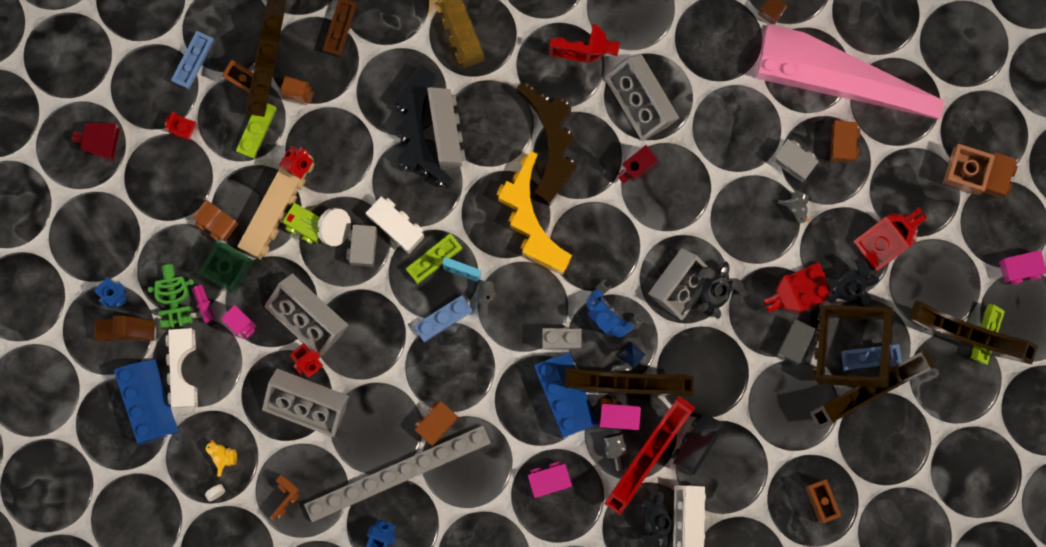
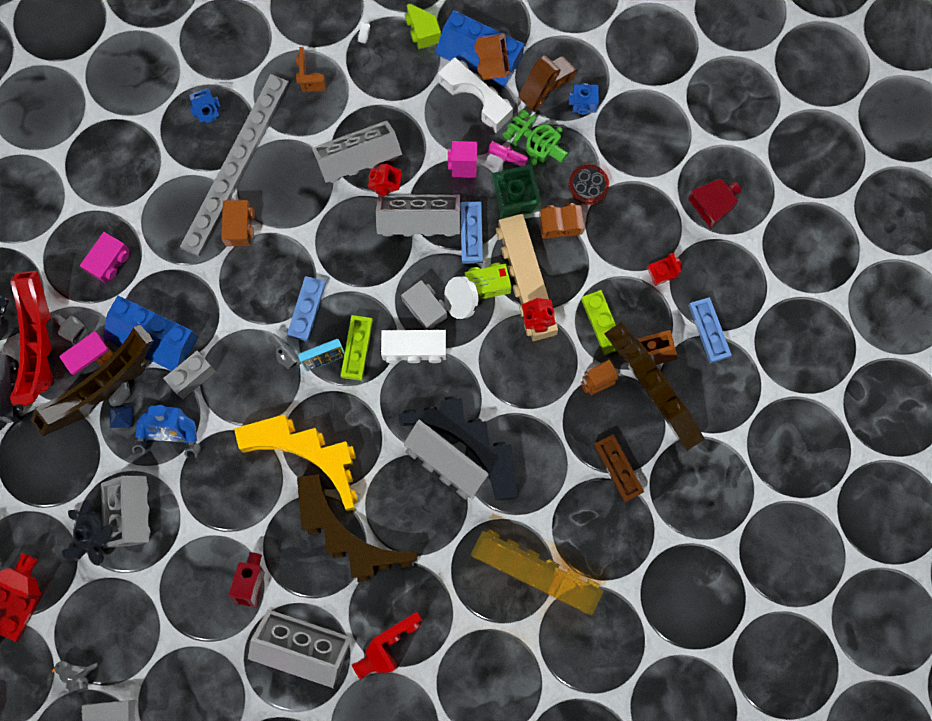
camera: 140 degrees right, 5 degrees down
(146, 378) = (492, 56): none -> dark orange brick
(168, 456) = (424, 26): none -> lime slope
(170, 231) = (588, 184): none -> tile
(221, 456) = (384, 61): yellow animal -> none
(284, 267) = (471, 232): none -> medium blue plate

